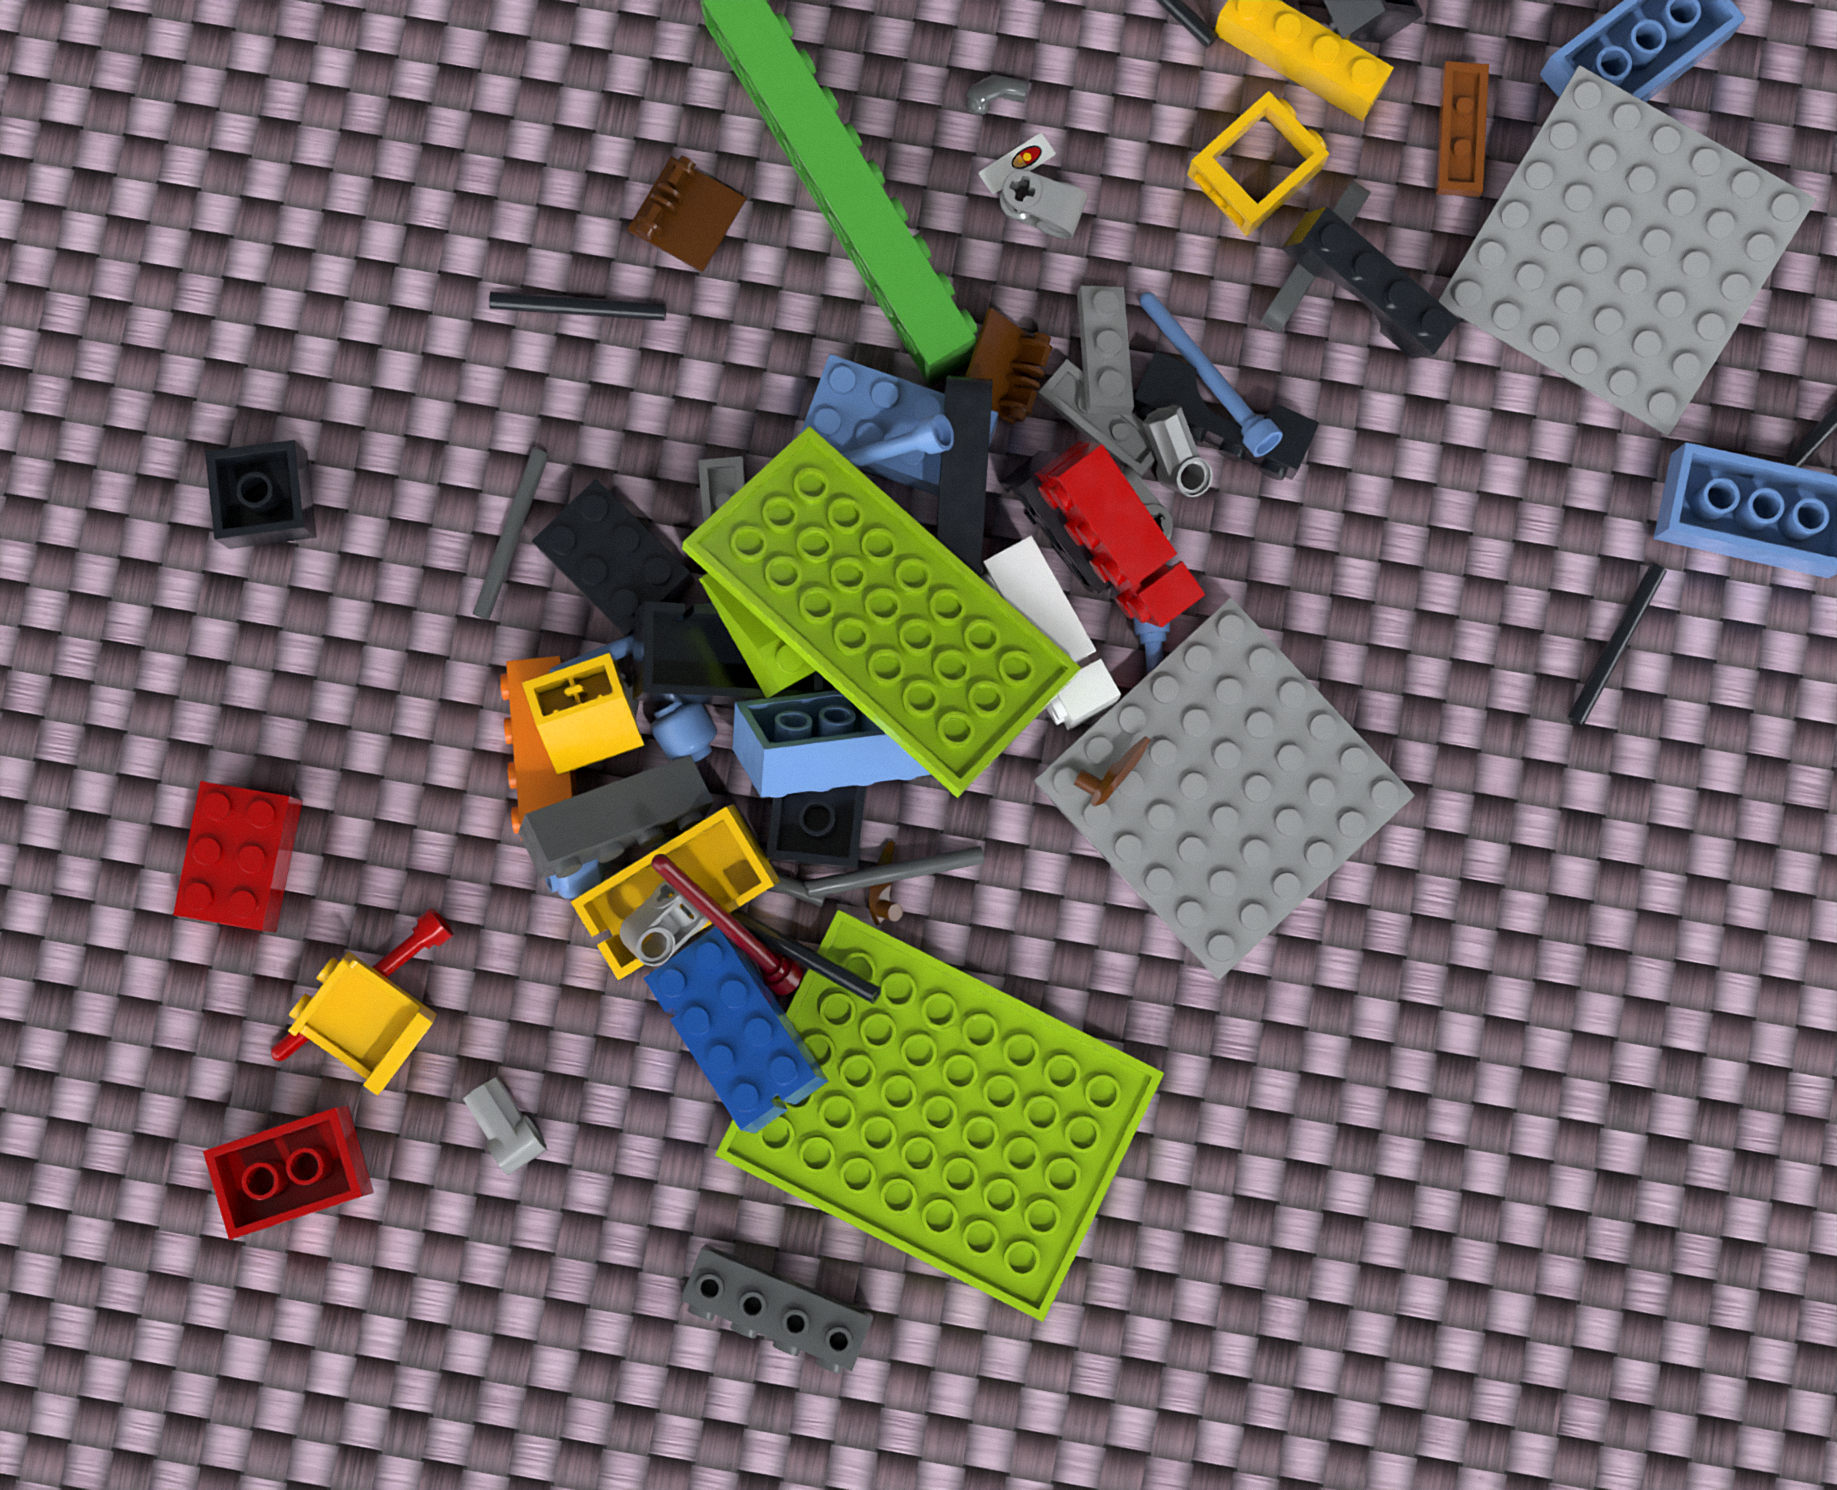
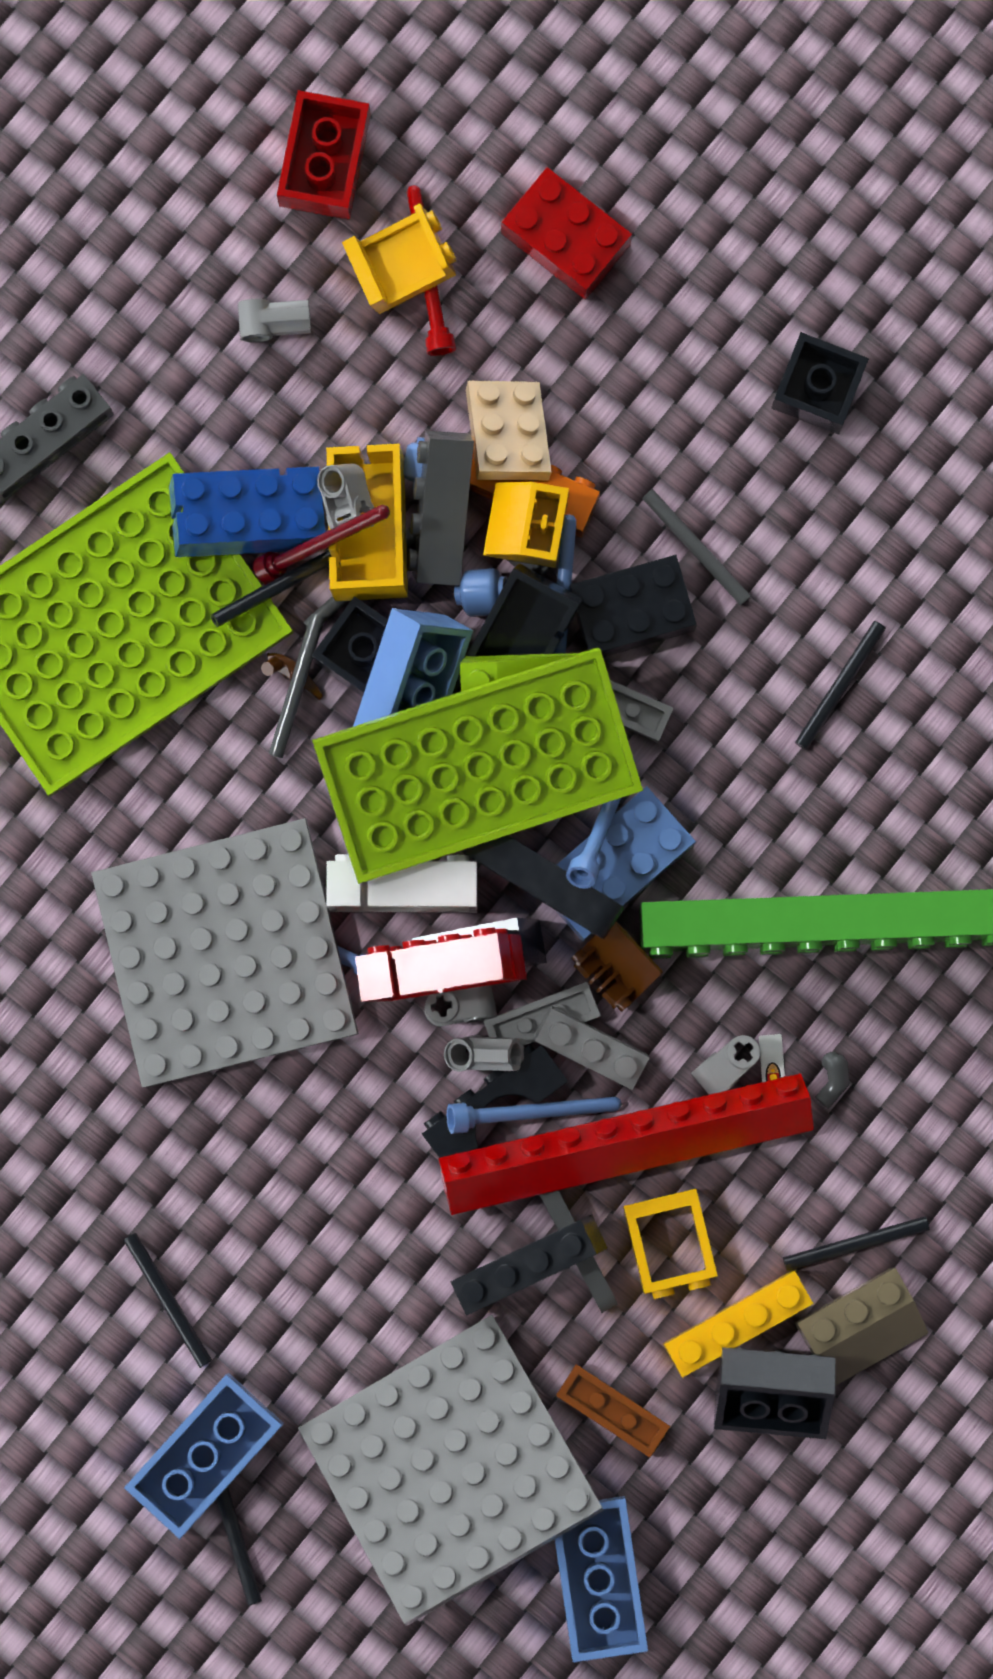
camera: 115 degrees right, 0 degrees up
(489, 794) = (508, 430): none -> tan plate
(686, 213) = (866, 801): reddish brown hinge -> none
(1114, 776) = (275, 877): reddish brown bar -> none
(1188, 256) = (626, 1144): none -> red brick

